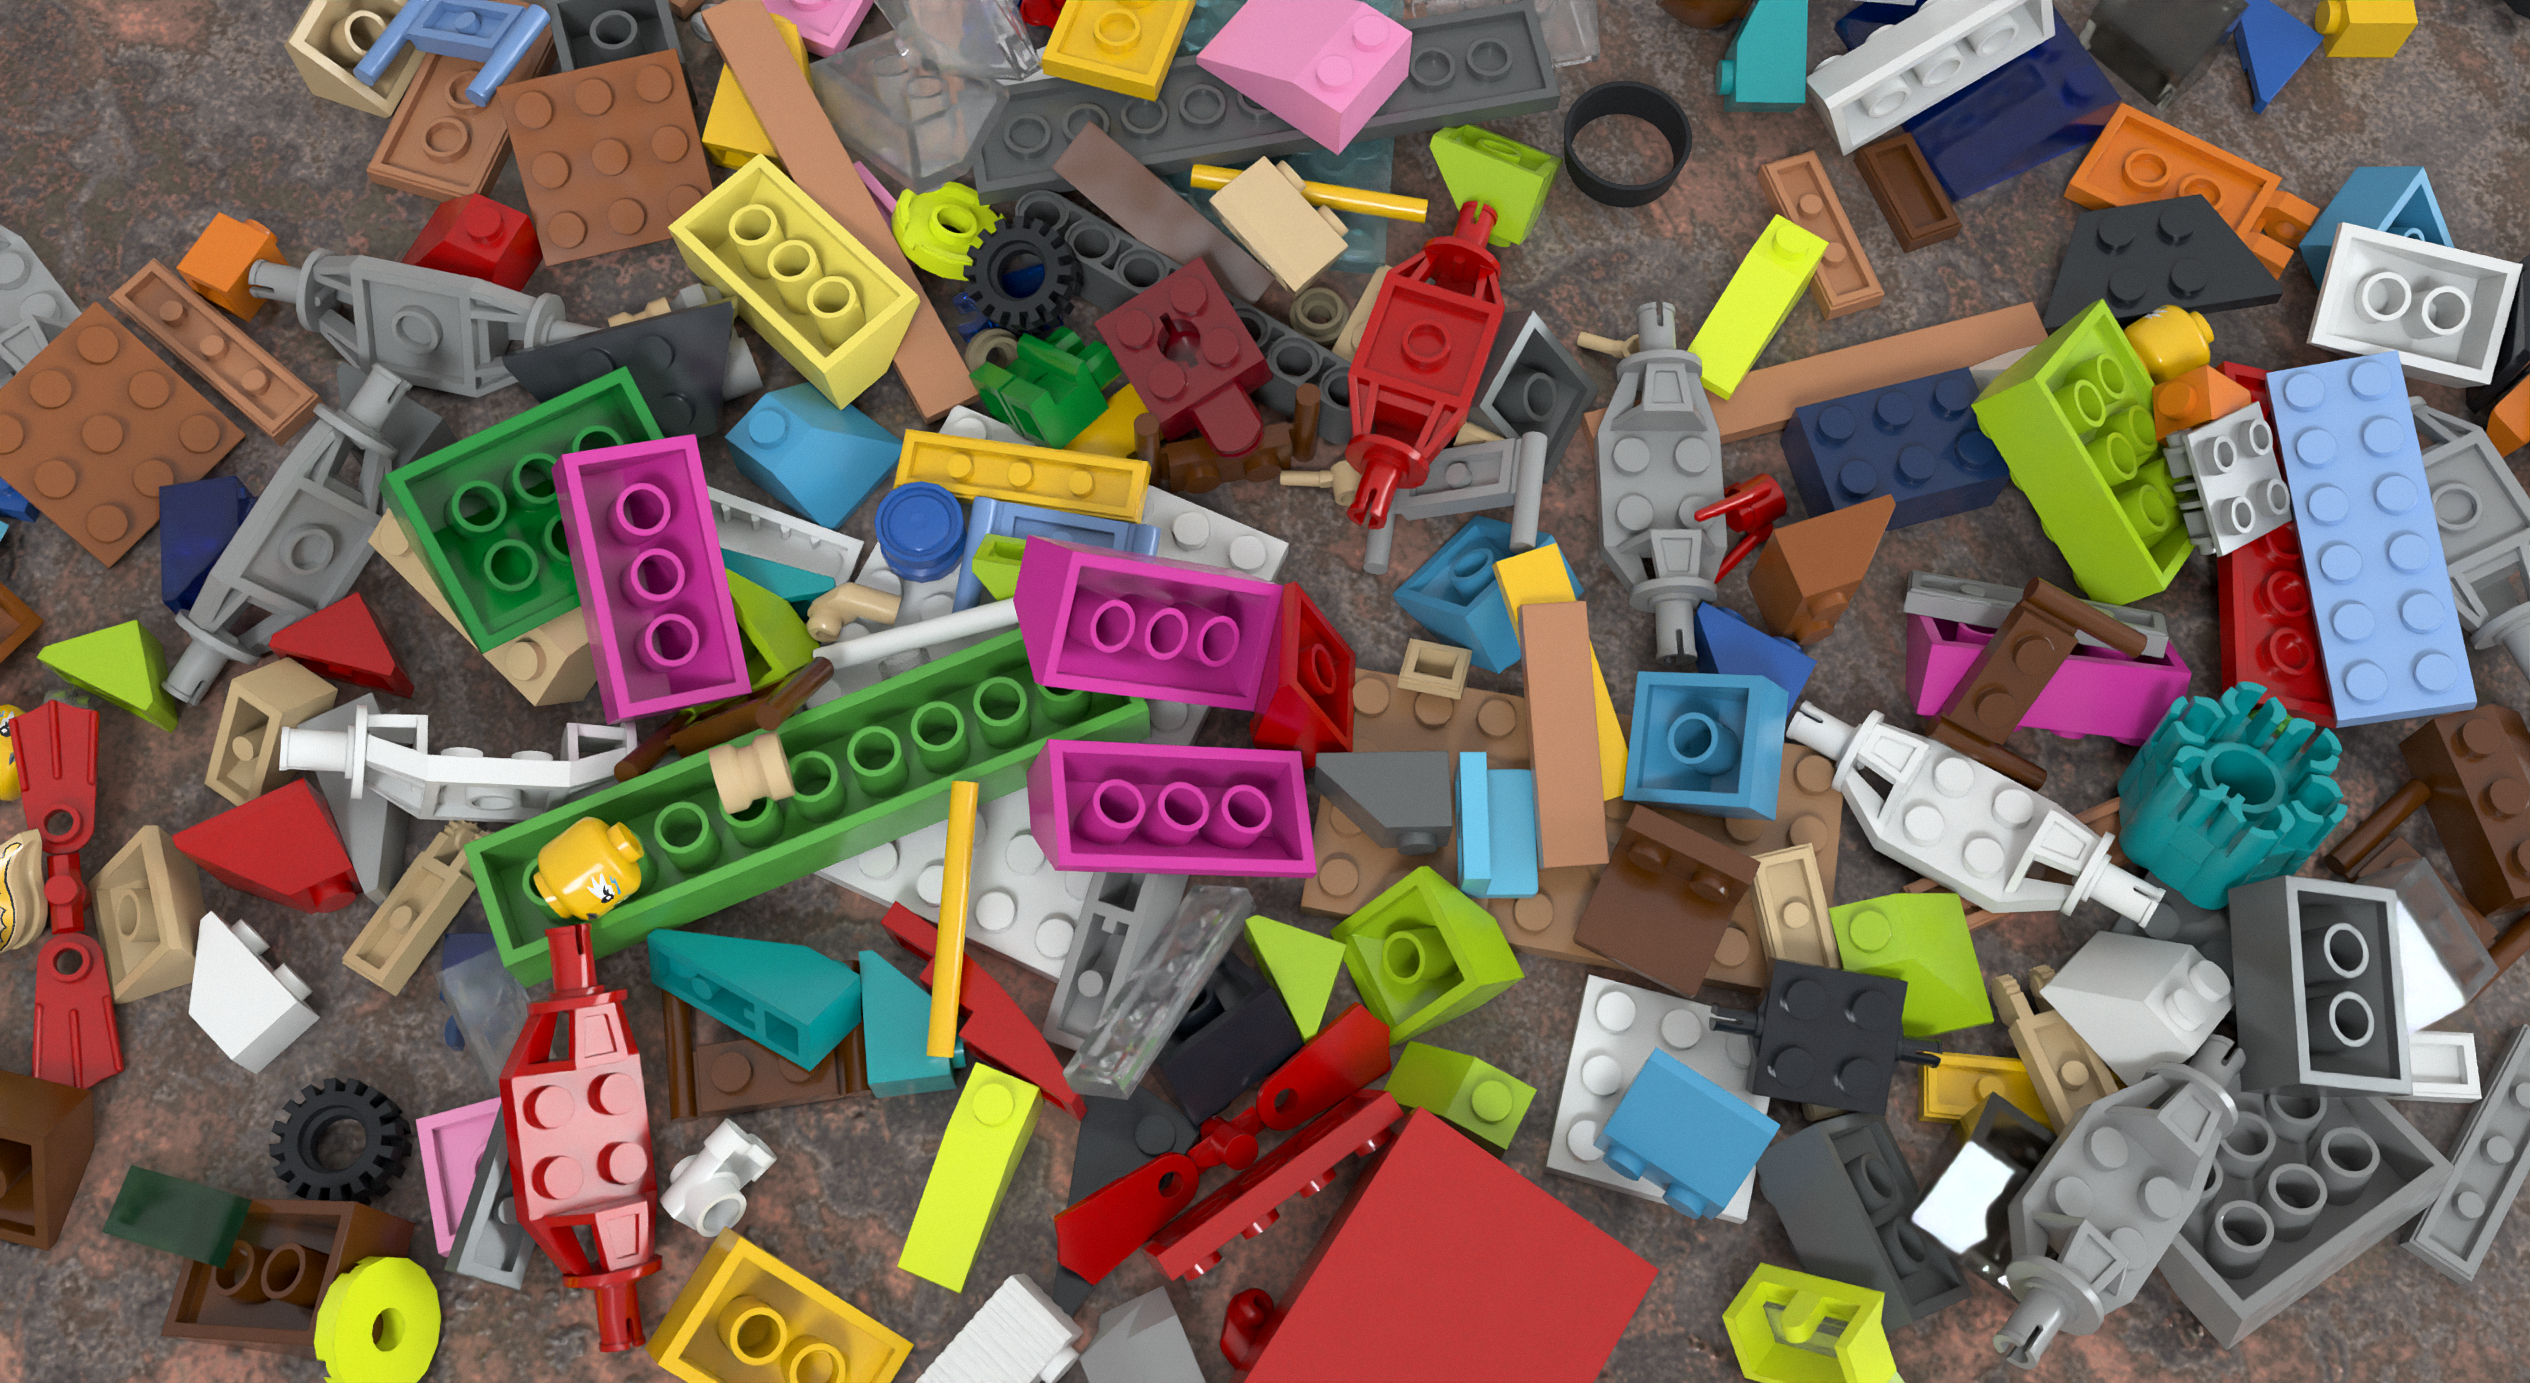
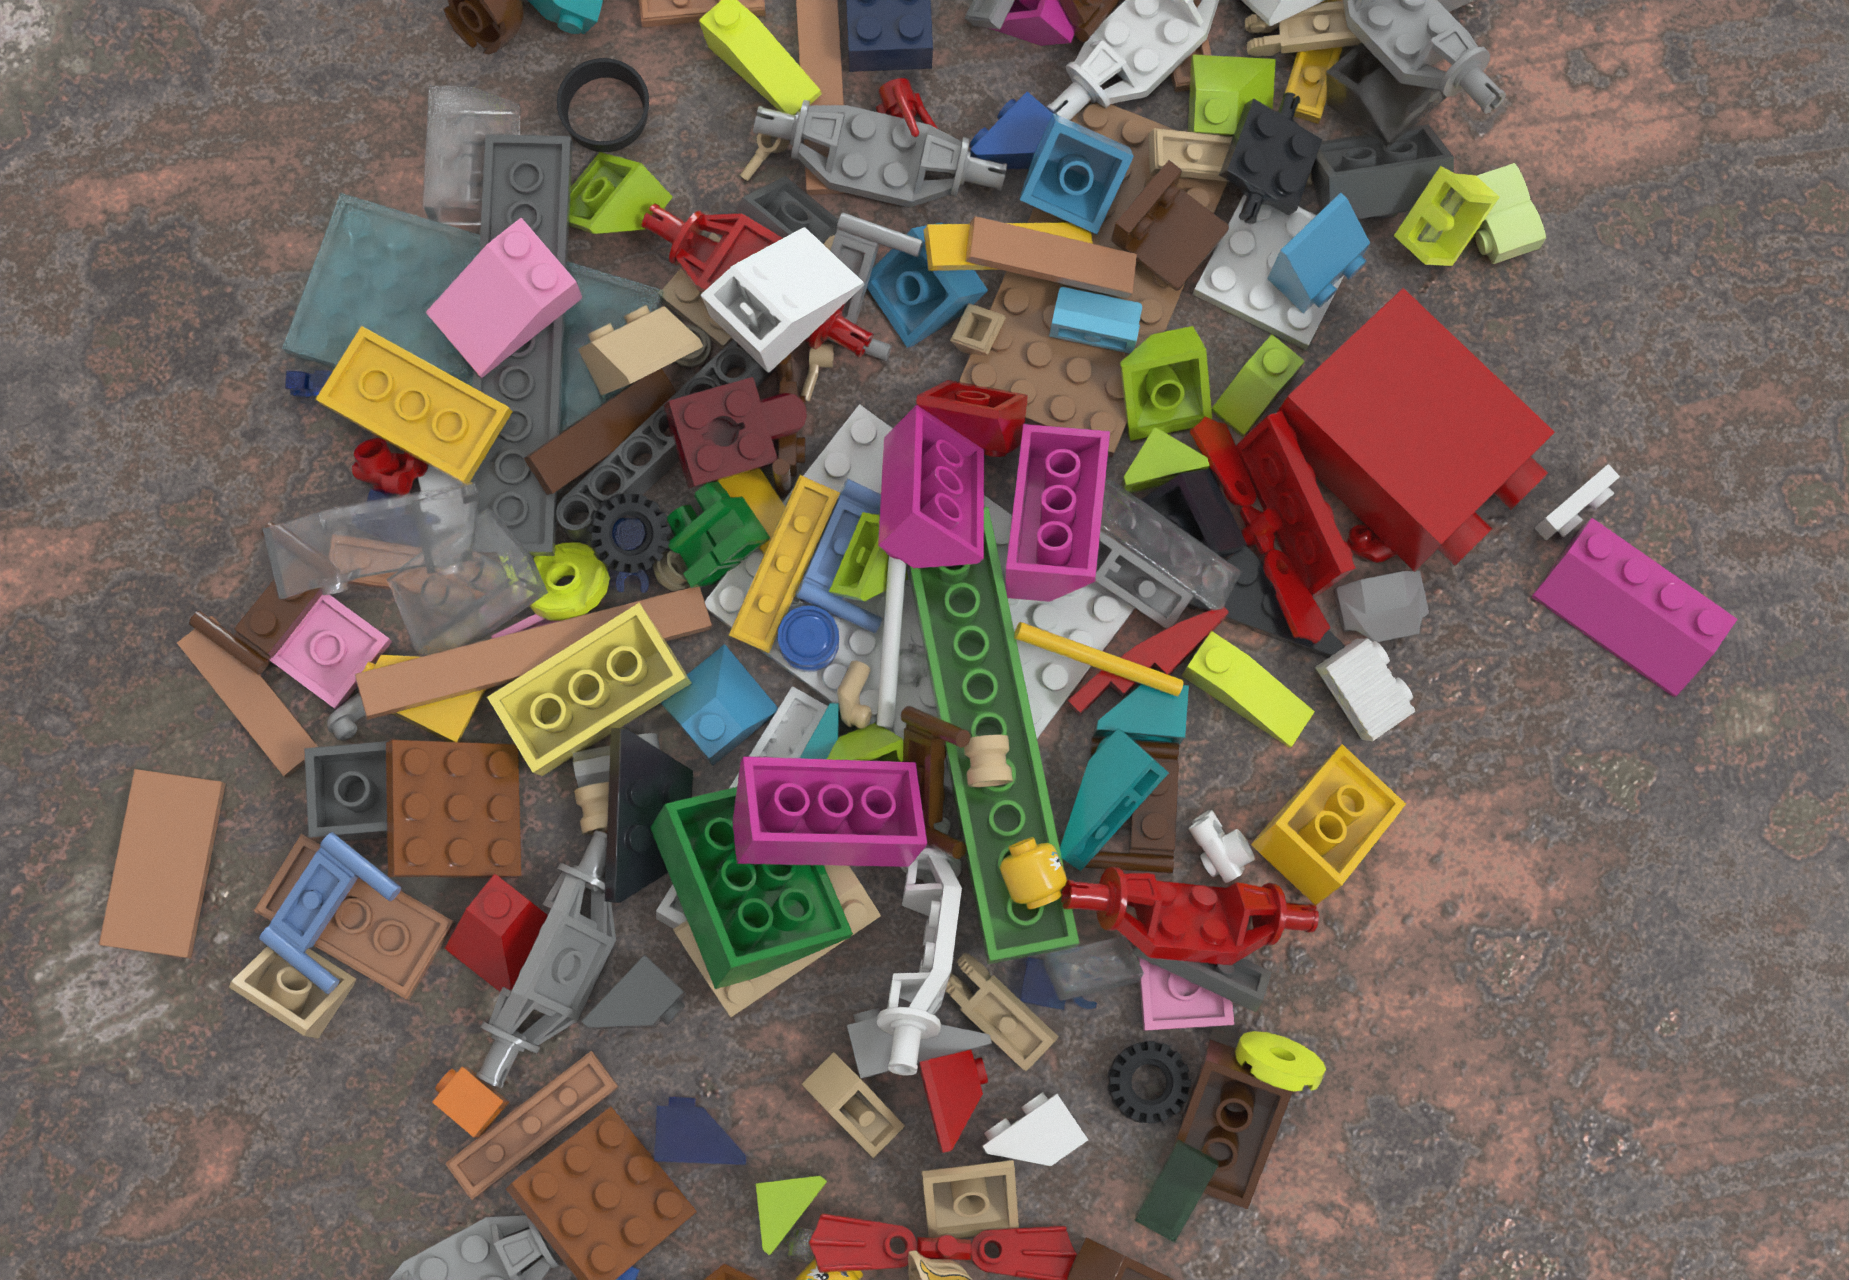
camera: 80 degrees left, 10 degrees up
(298, 541) = (730, 1055): light grey plate -> none
(346, 646) = (799, 1043): red slope -> none
(1332, 196) = (603, 317): yellow bar -> none
(1386, 360) = (780, 296): none -> white slope
(1391, 796) = (1066, 373): dark grey slope -> none
(1816, 568) = (968, 69): dark orange slope -> none

